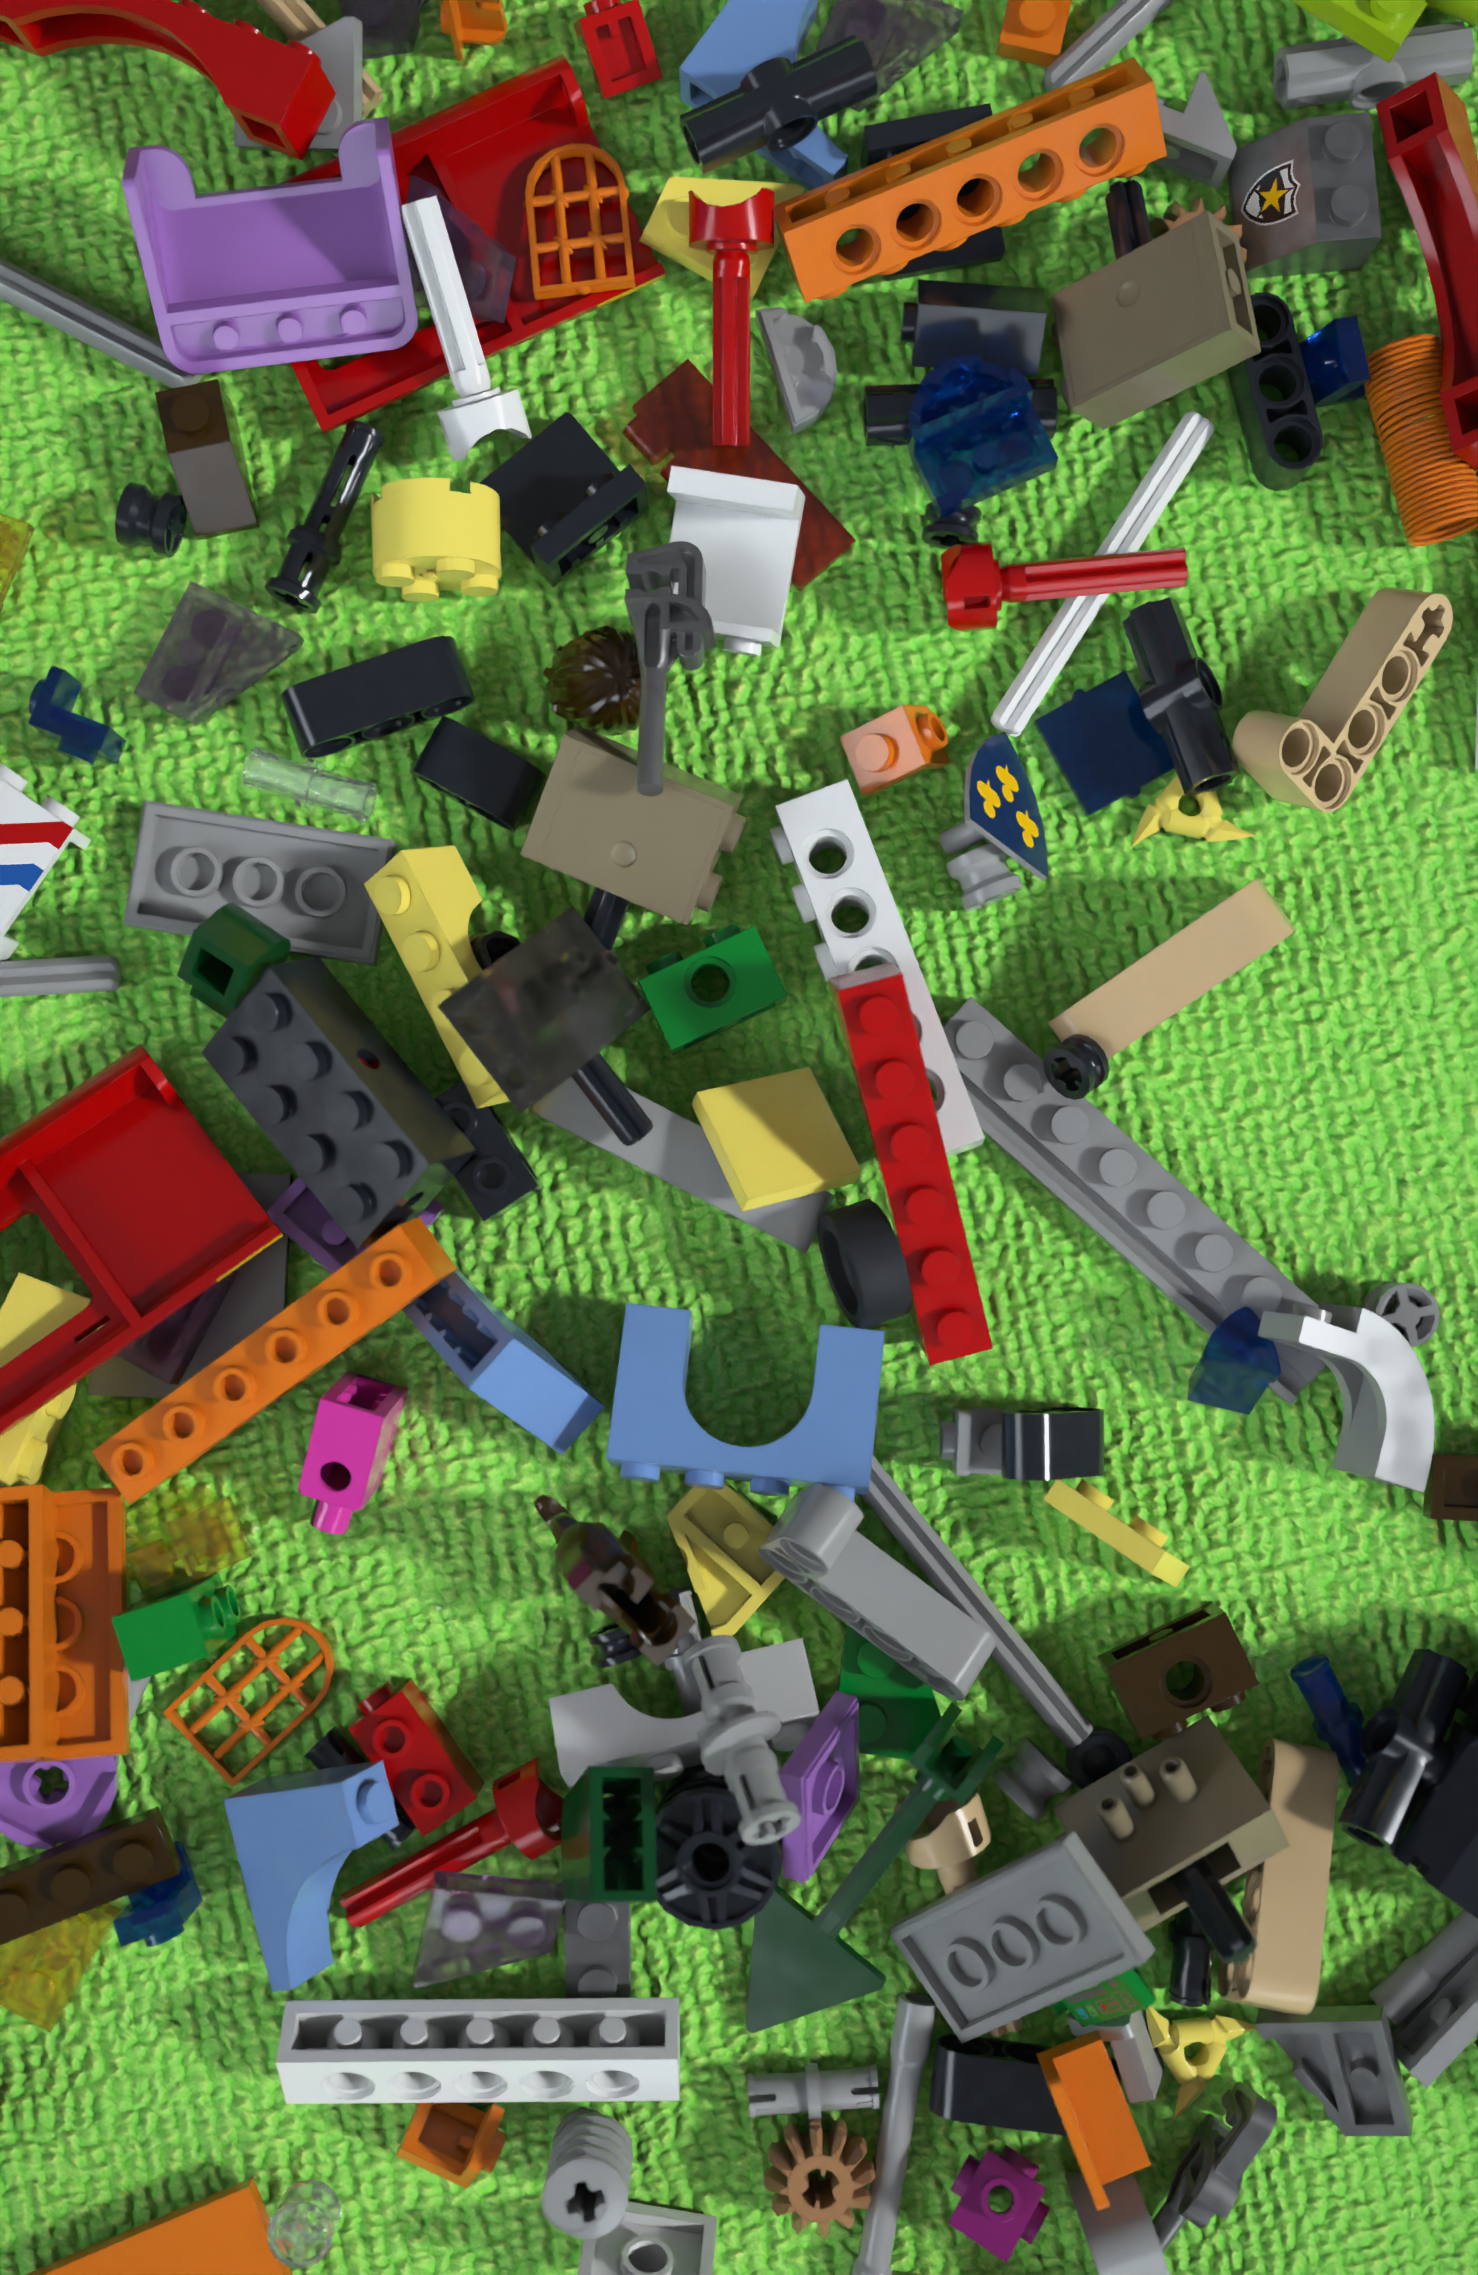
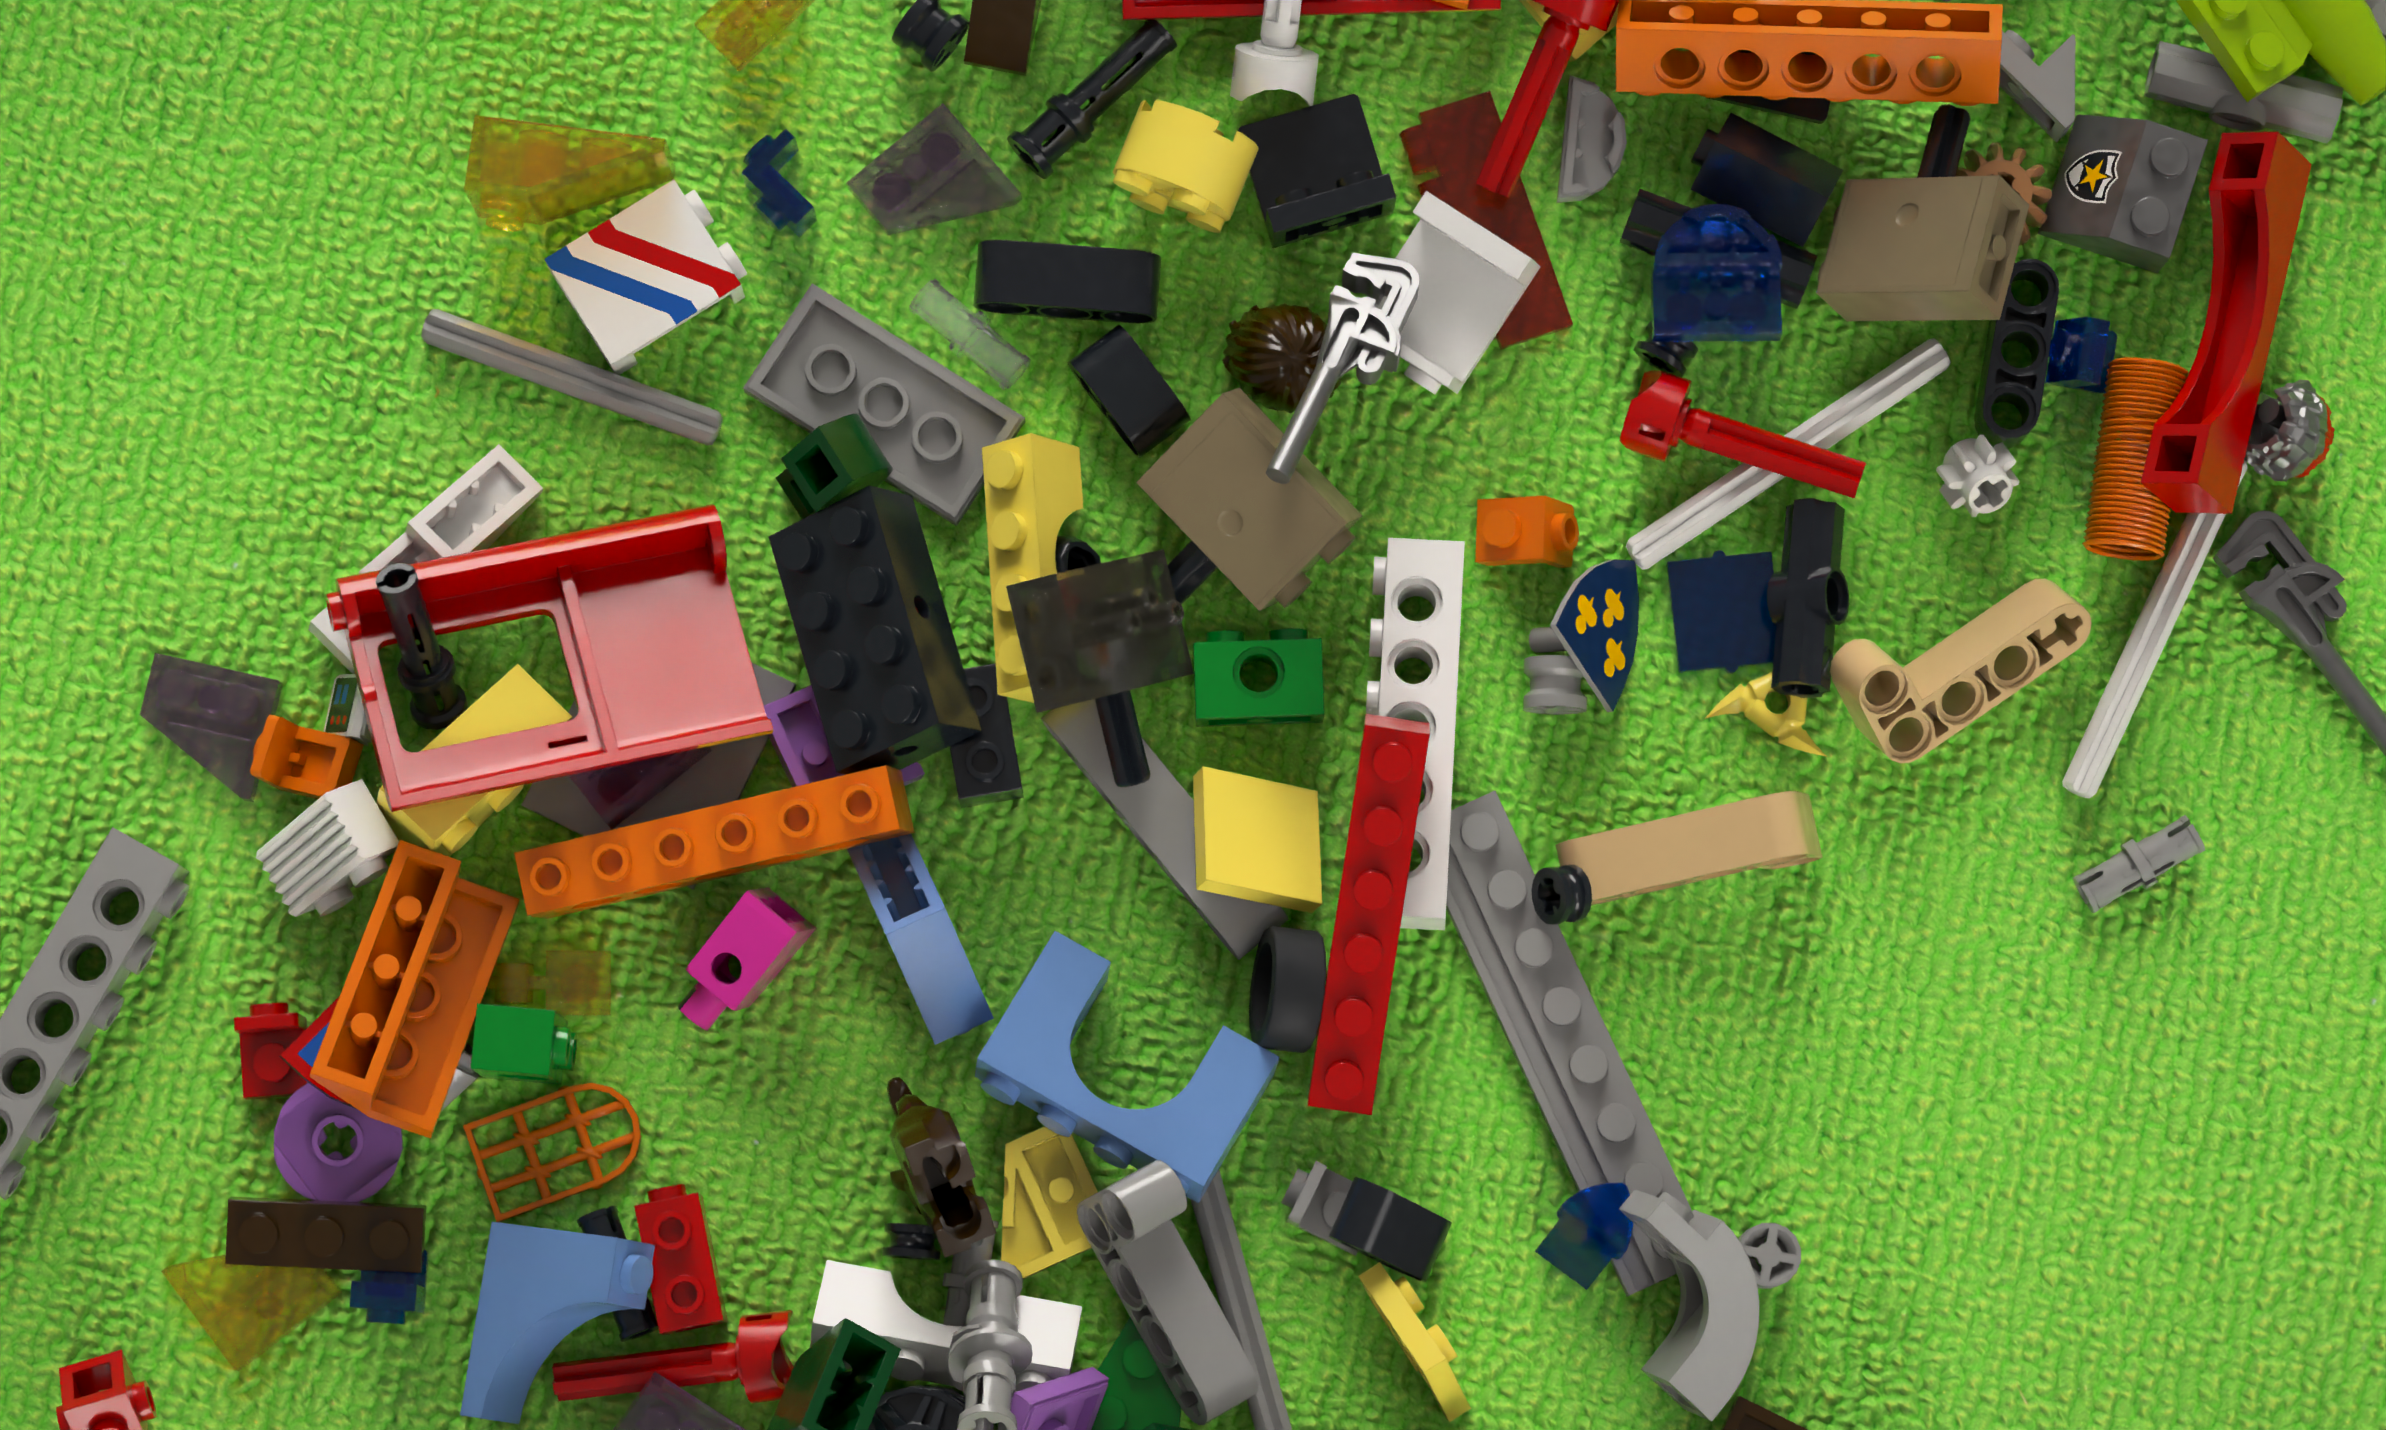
camera: 25 degrees right, 5 degrees down
(1285, 518) = (1977, 475): none -> white gear

